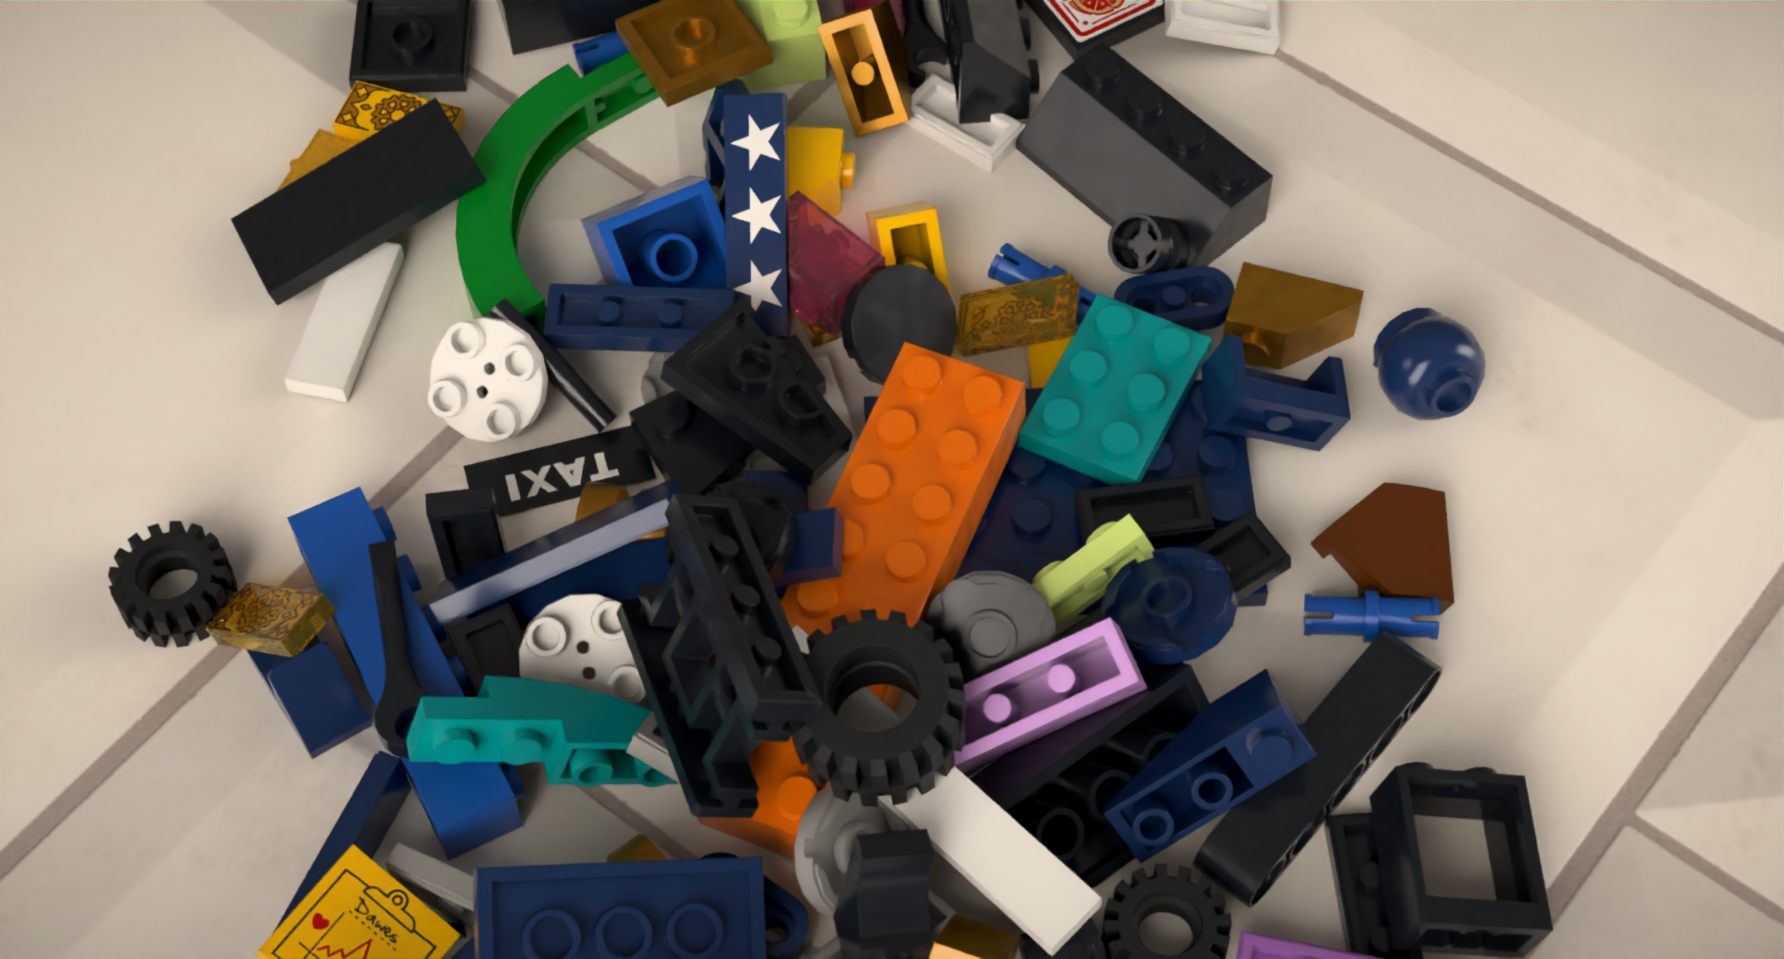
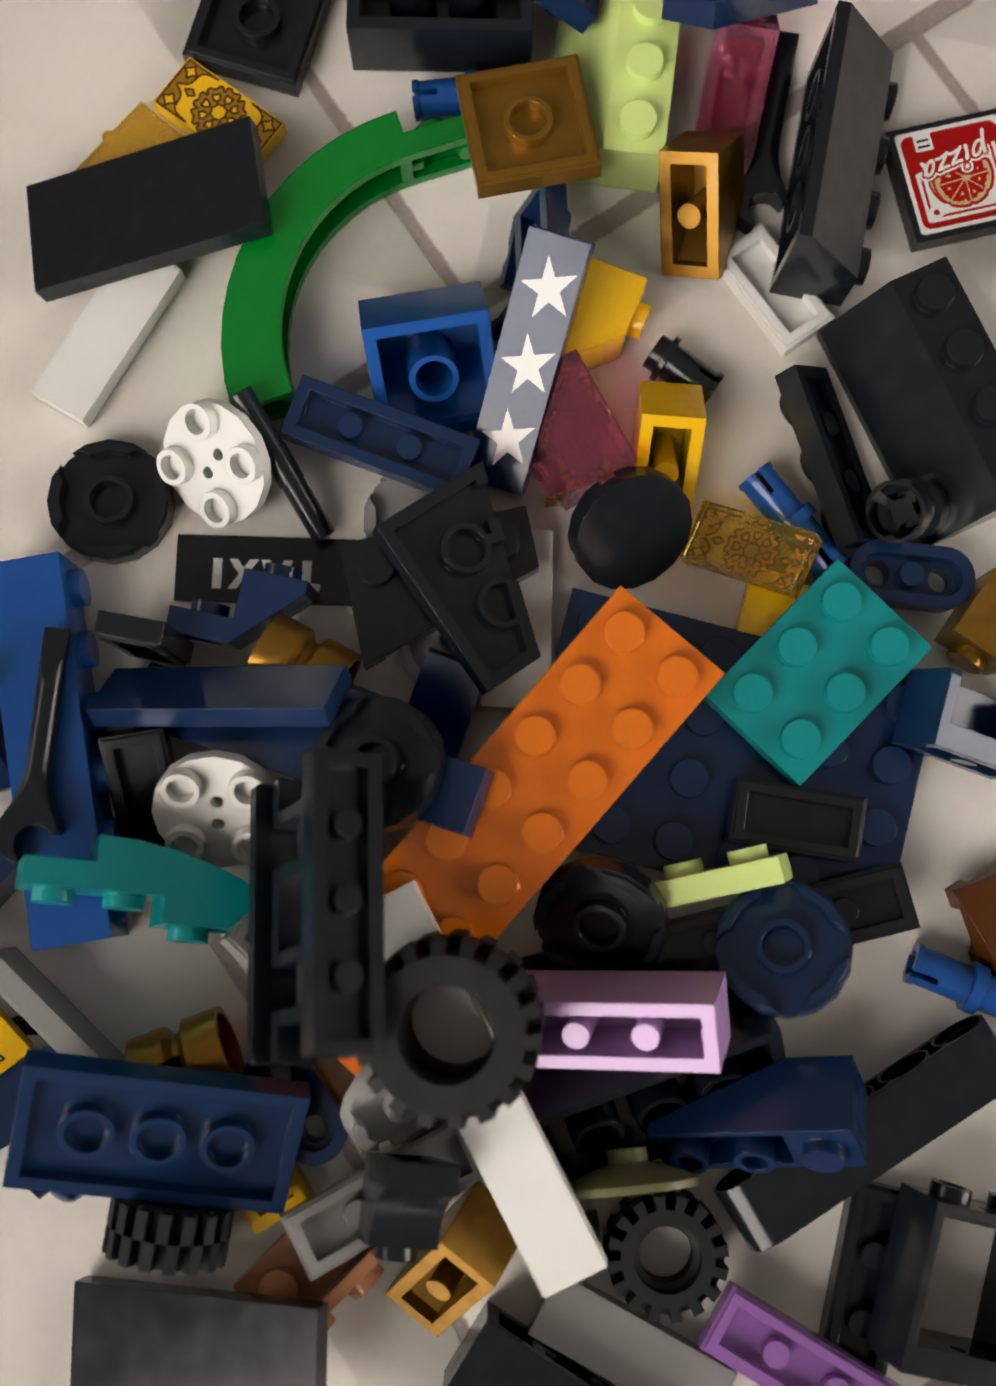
camera: 15 degrees right, 25 degrees up
(391, 452) = (111, 502): none -> black tile
(568, 470) = (258, 603): none -> dark blue slope
(885, 193) = (678, 365): none -> black pin
(1059, 225) = (827, 452): none -> black plate
(1113, 848) = (631, 1174): none -> olive dish

